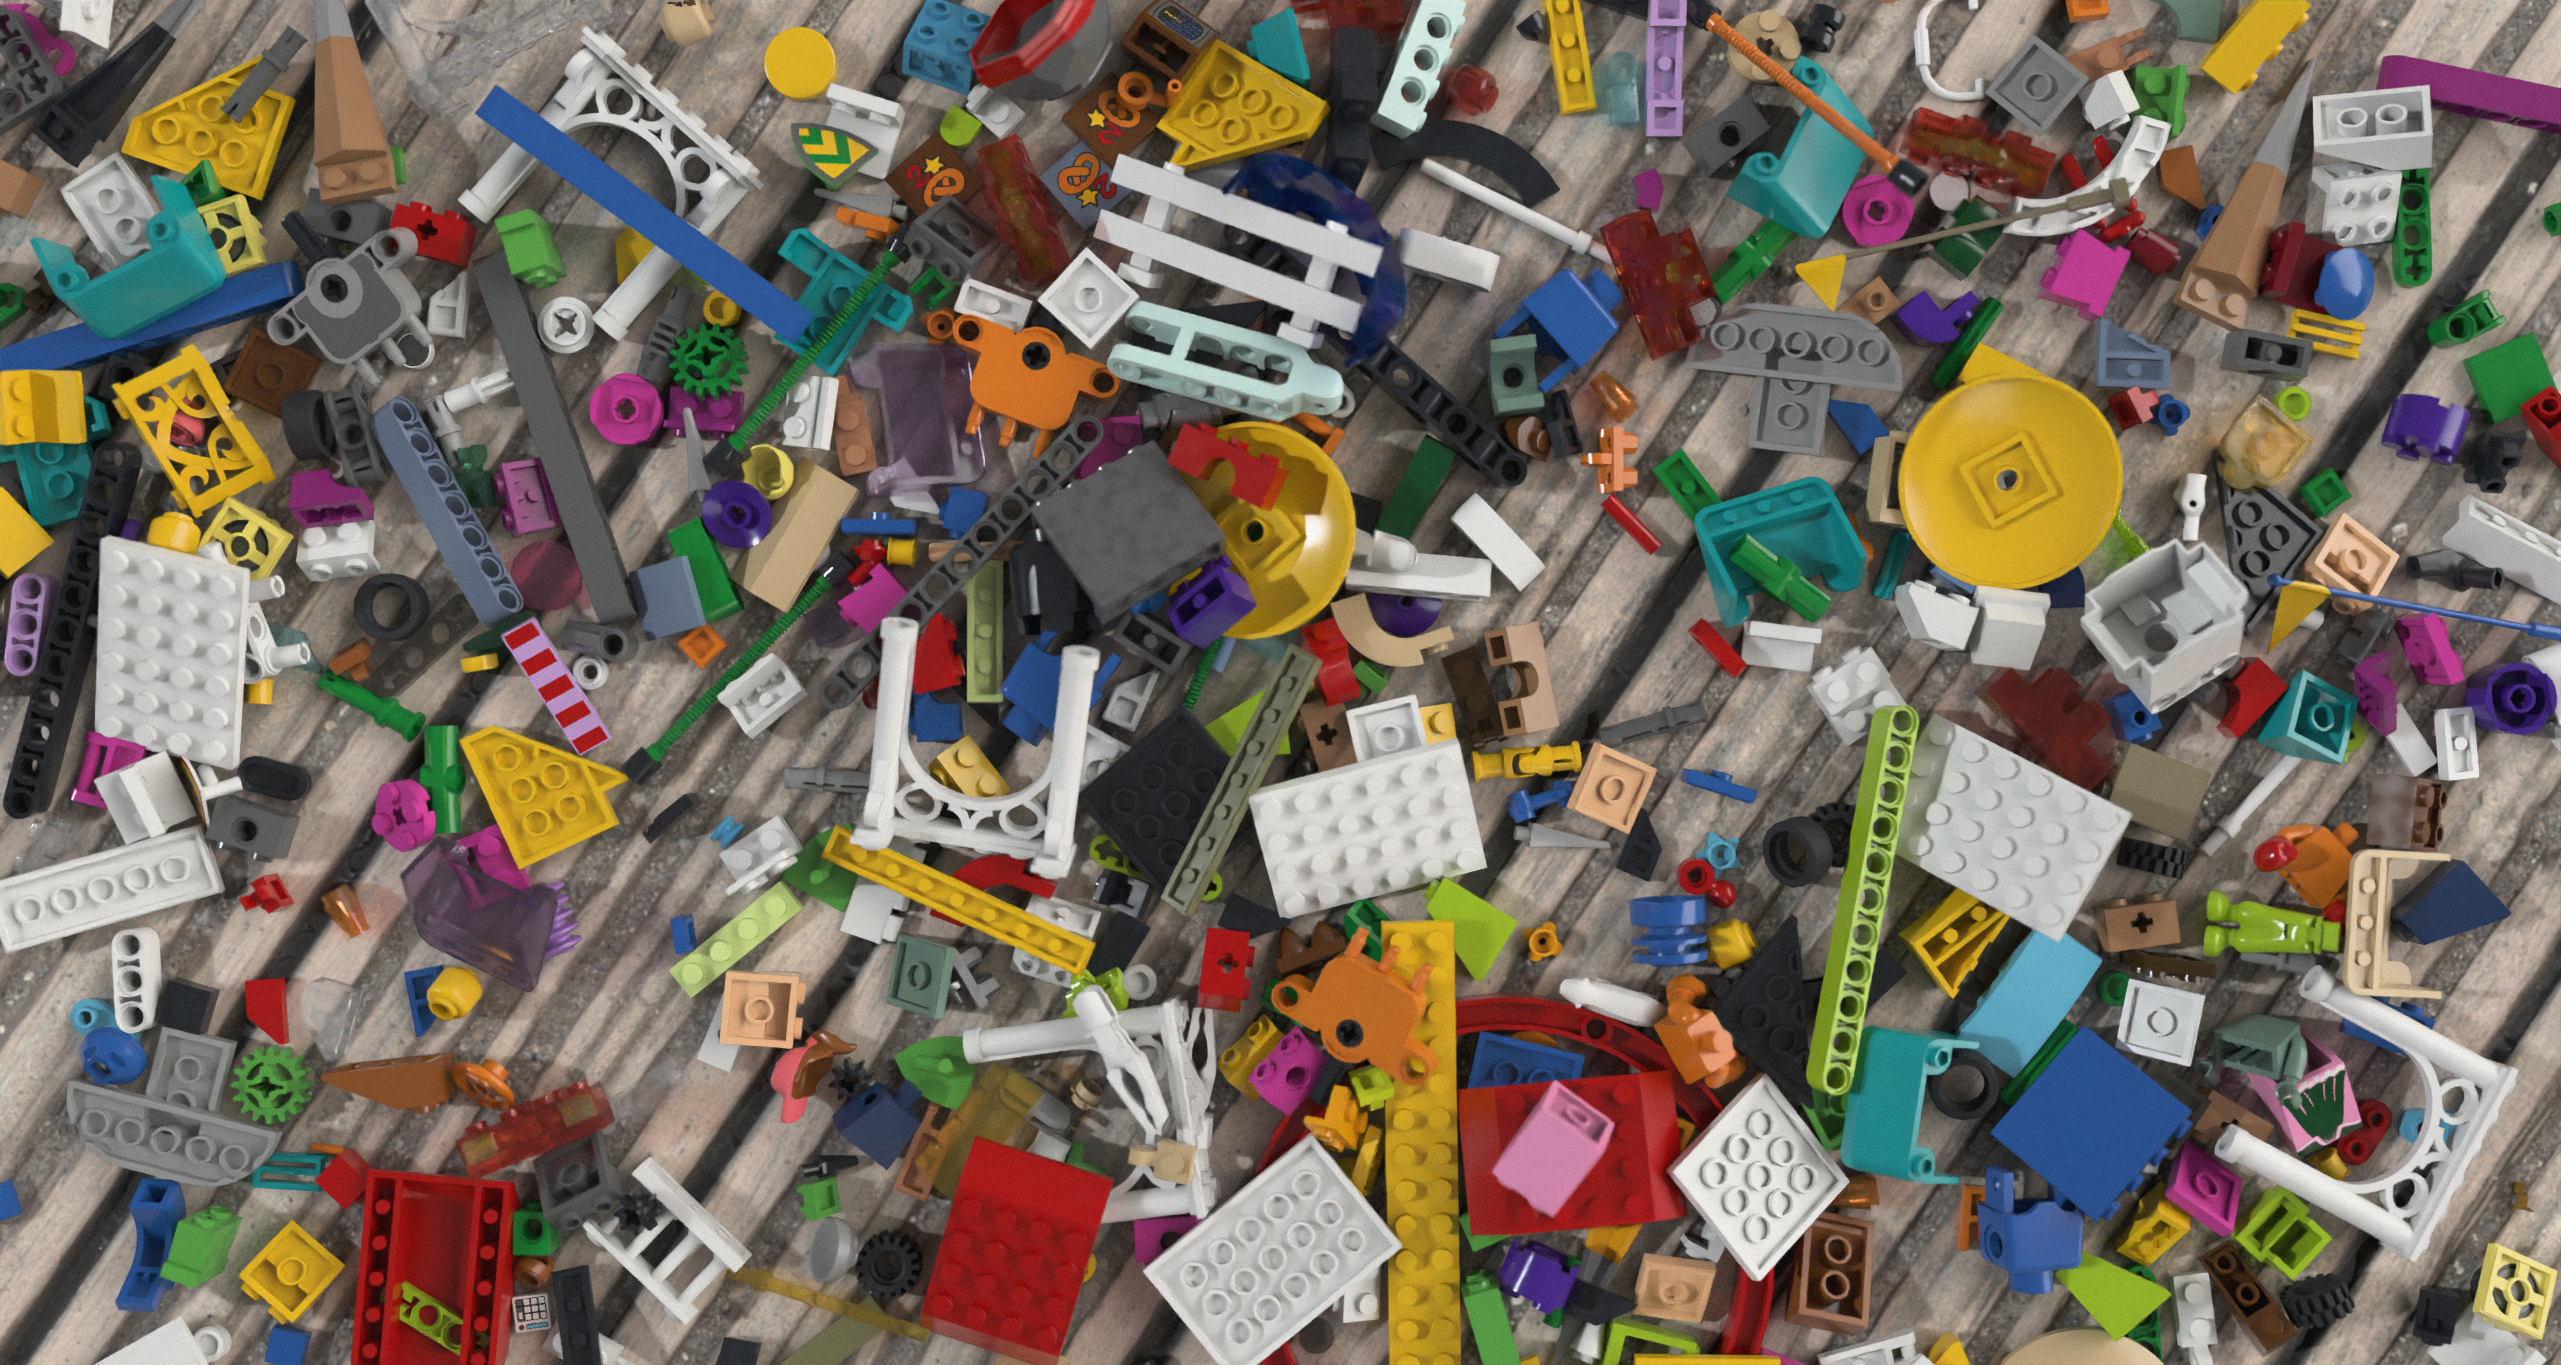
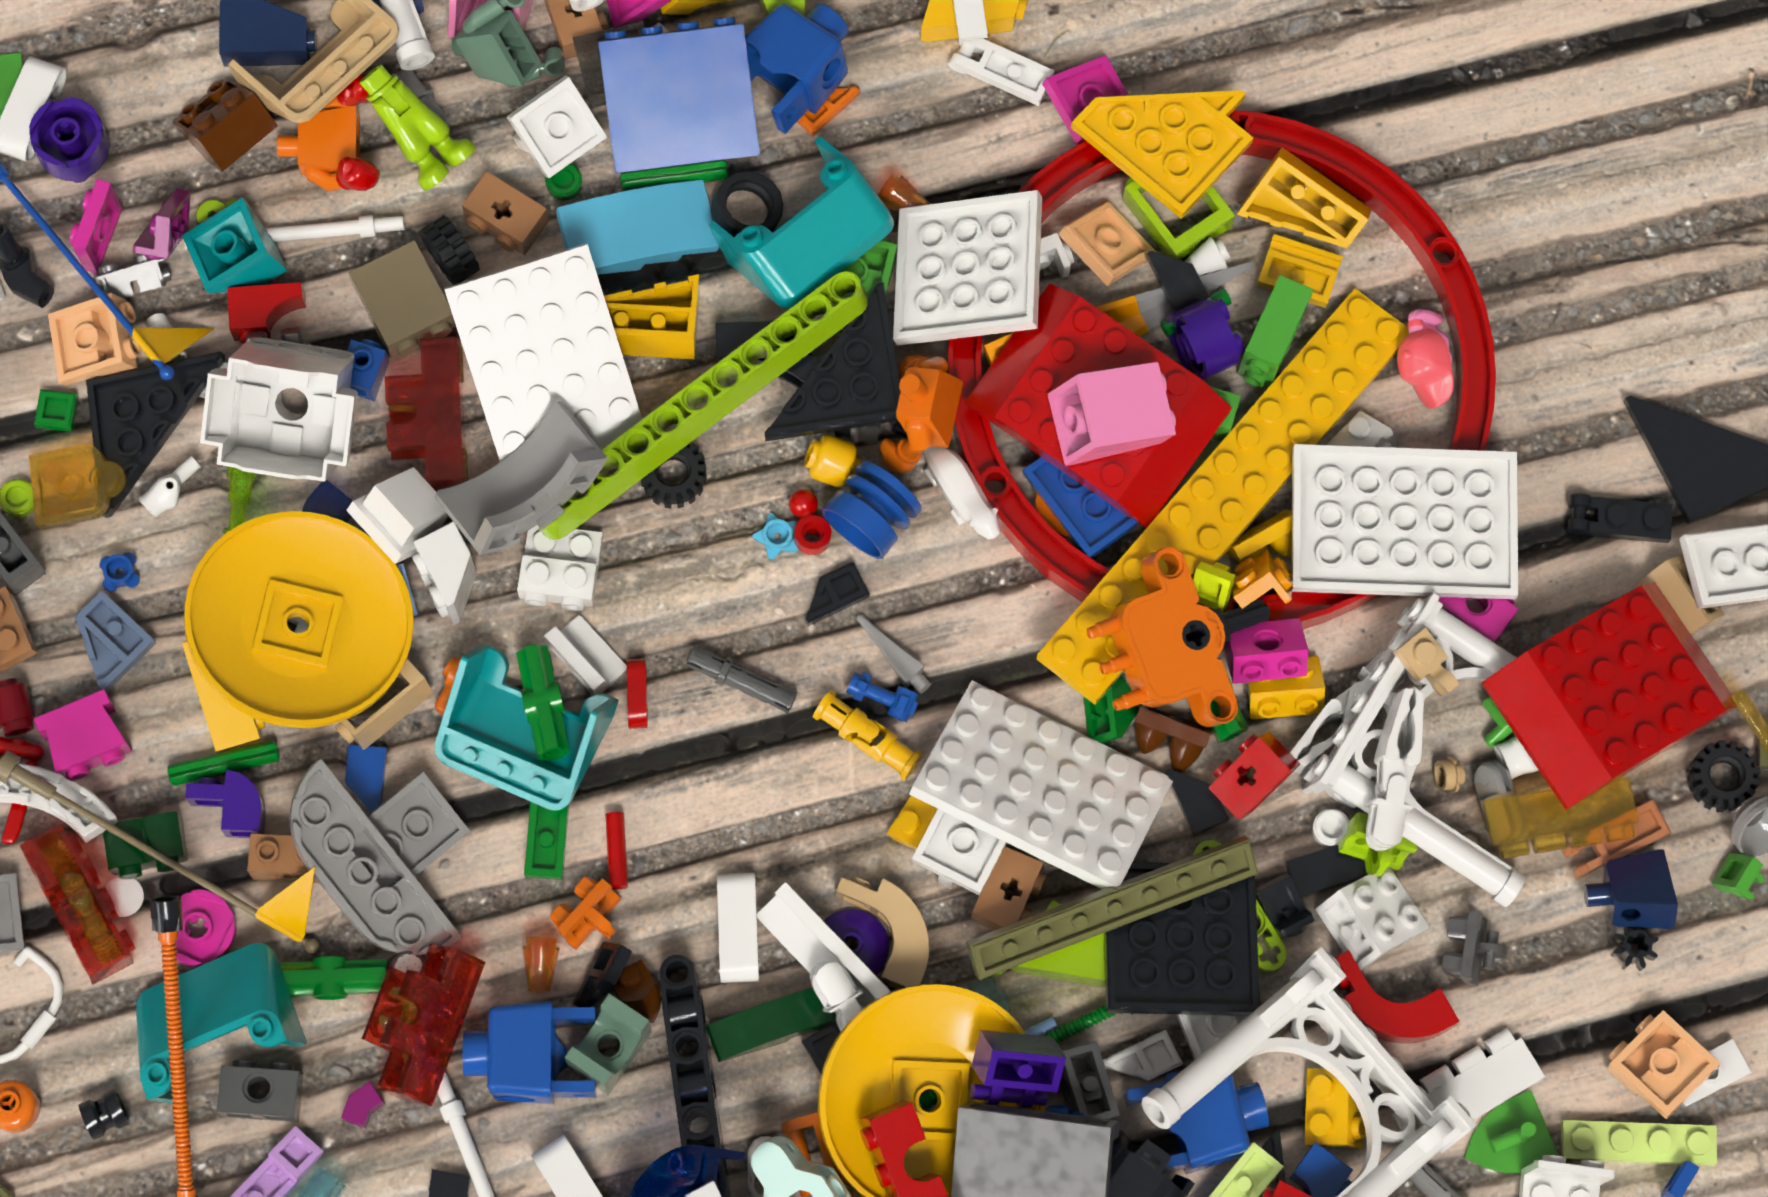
camera: 140 degrees left, 15 degrees down
(802, 1068) = (1669, 990): hair -> none
(826, 1165) = (1712, 898): black bar -> none
(920, 975) = (1507, 980): sand green tile -> none
(938, 1069) = (1554, 895): bright green shield -> none
(962, 902) = (1424, 1007): yellow tile -> none
(1317, 1336) = (1420, 435): clear smoke plate -> none
(1335, 676) = (949, 955): red arch -> none
(1369, 676) = (937, 909): bright green tile -> none
(1473, 696) = (864, 822): dark brown plate -> none
(1478, 925) = (1016, 639): lime slope -> none
(1533, 703) = (824, 774): medium nougat arch -> none
(1551, 946) = (973, 577): light orange plate -> none
(1611, 788) = (818, 657): light nougat plate -> none
(1718, 783) = (731, 589): blue plate -> none
(1766, 27) = (145, 1155): tan plate -> none
(1816, 845) = (698, 482): black tyre -> none
(1832, 1275) = (974, 152): dark orange slope -> none
(1892, 565) = (441, 641): teal axle -> none
(1936, 722) = (526, 485): none -> light grey panel
(2132, 406) = (142, 600): red tile -> none
(2172, 965) = (514, 168): dark brown plate -> none
(2410, 744) = (172, 170): white piece -> none
(2456, 743) = (139, 141): white plate -> none

